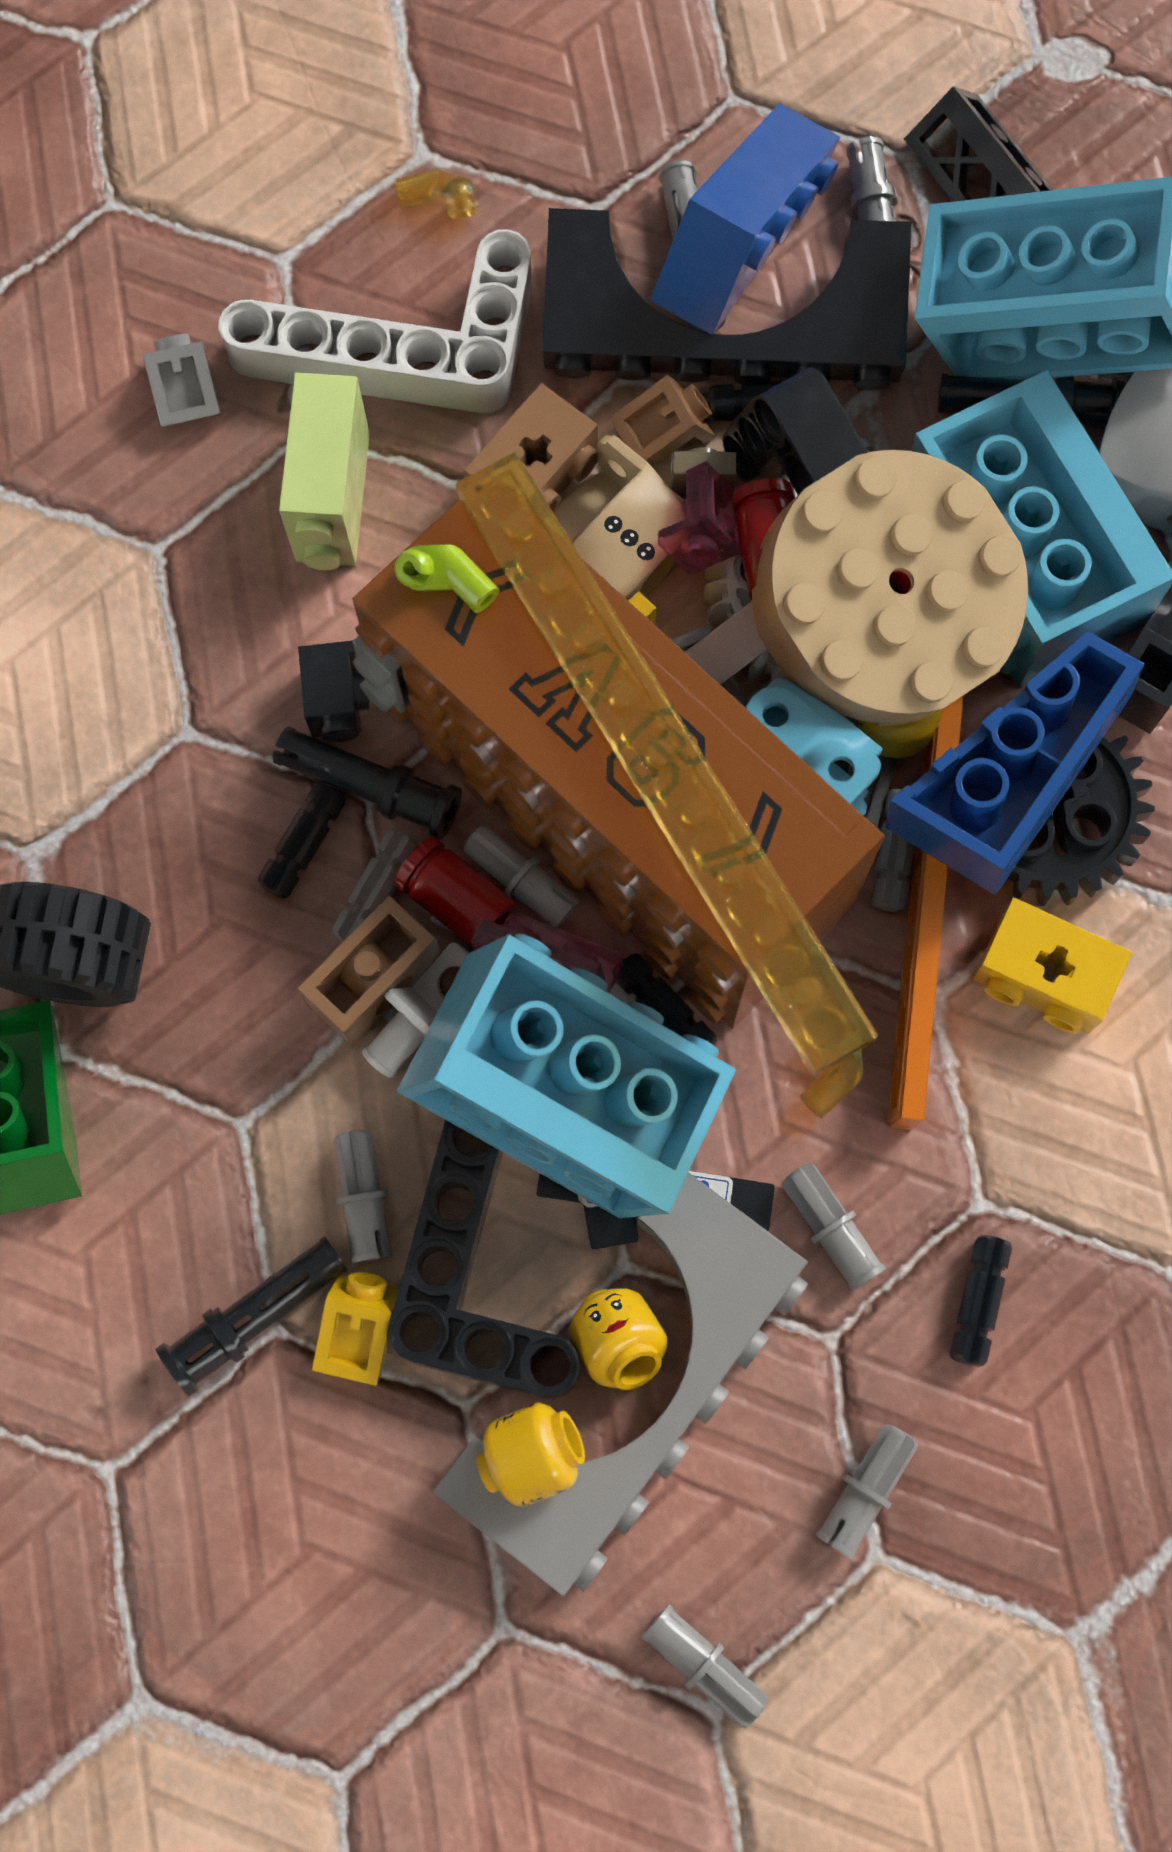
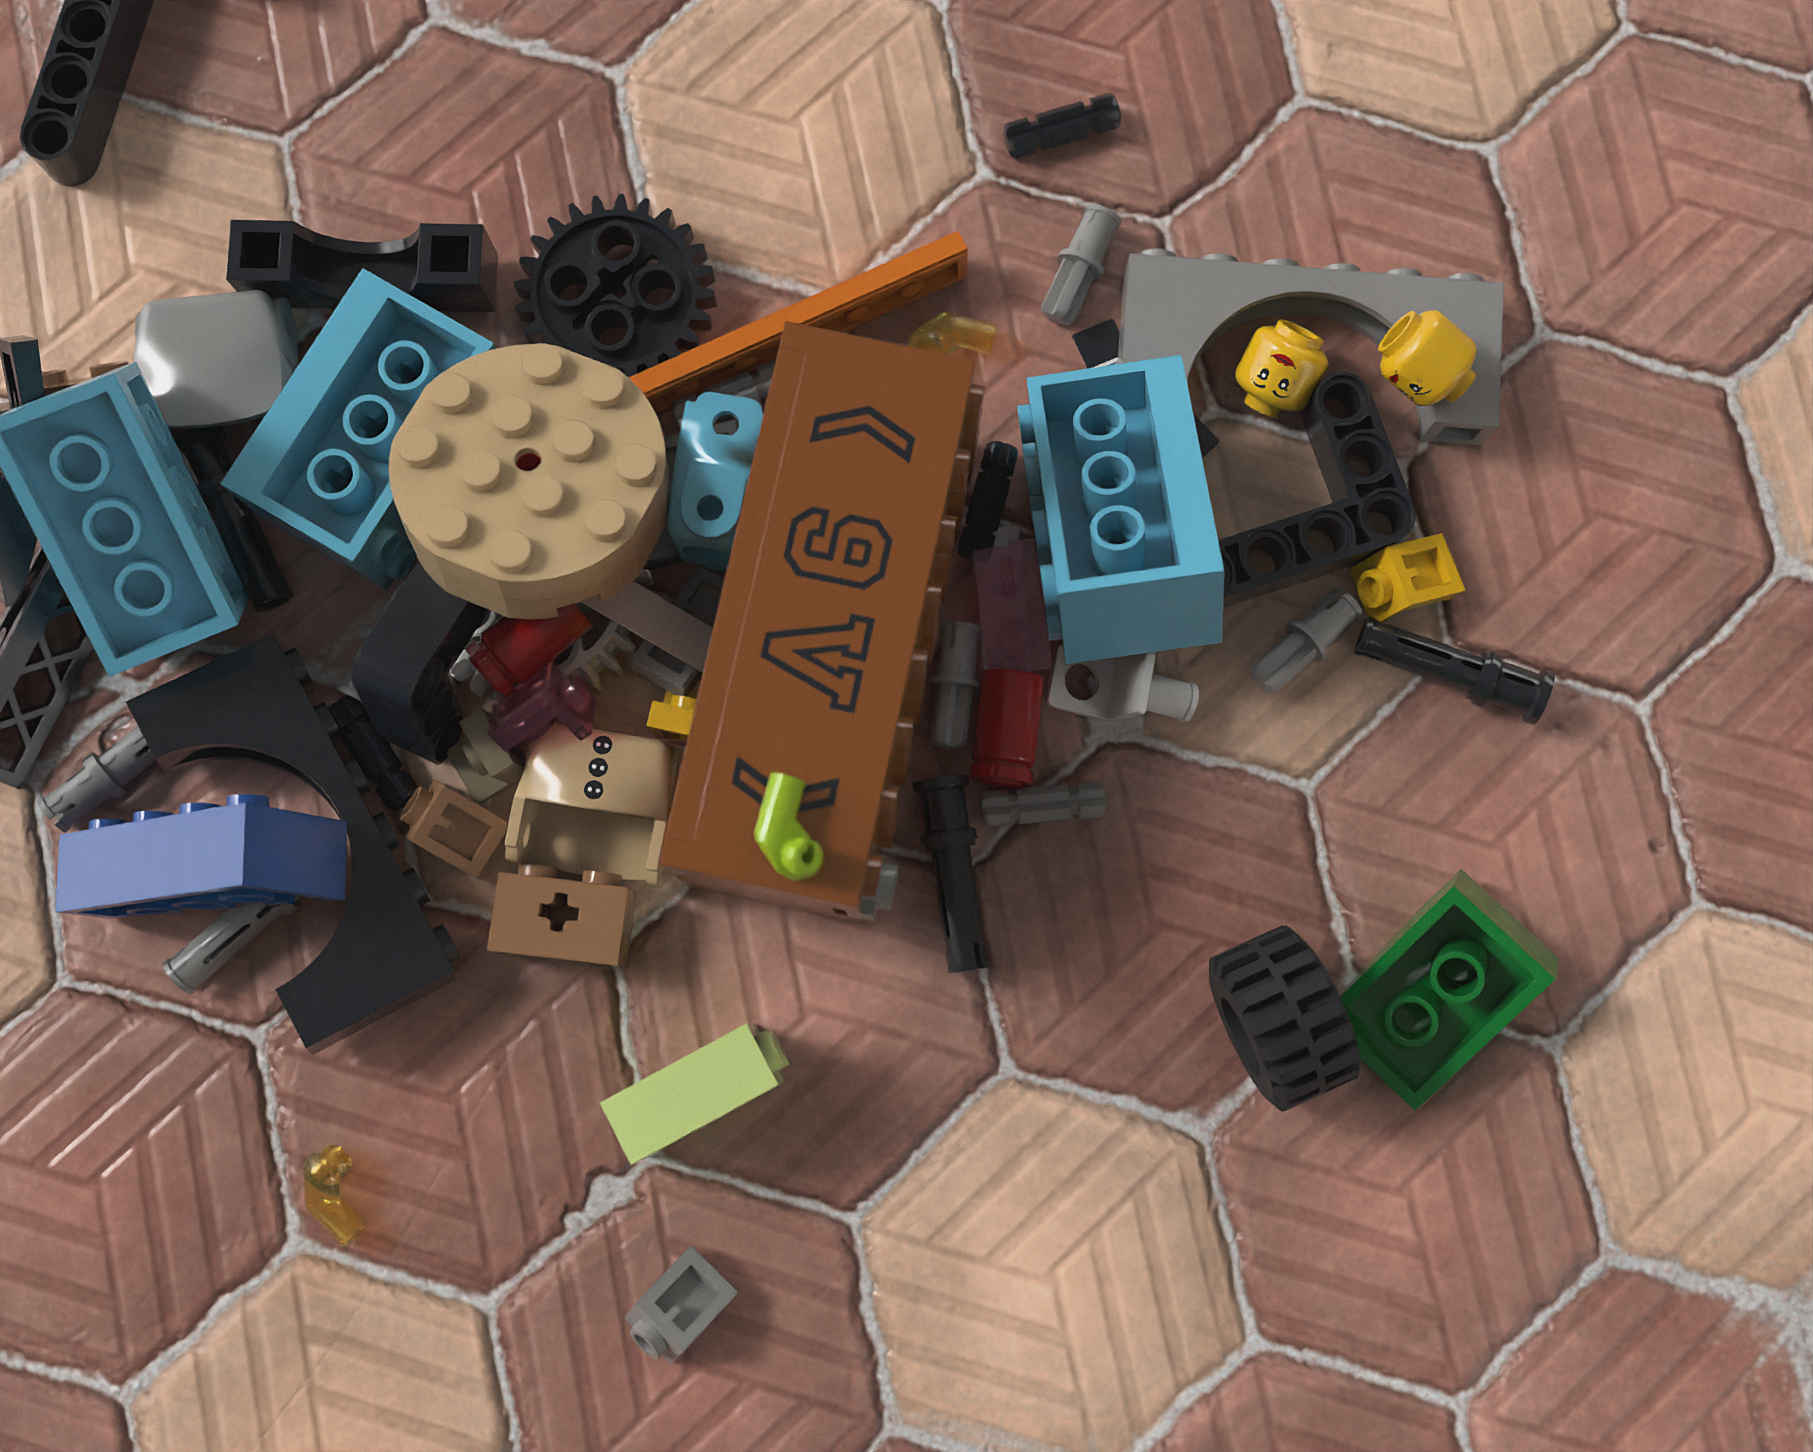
camera: 125 degrees left, 5 degrees up
(302, 839) = (1041, 895): black axle -> none
(332, 691) = (894, 951): black brick -> none
(379, 955) = (1125, 748): medium nougat brick -> none
(399, 344) = (522, 1119): white beam -> none
(666, 766) = (835, 543): clear yellow plate -> none
(705, 1667) = (1470, 168): light grey axle -> none
(868, 1490) = (1263, 124): light grey axle -> none
(1005, 780) = (615, 305): blue wedge -> none
(1085, 967) = (754, 181): yellow brick -> none

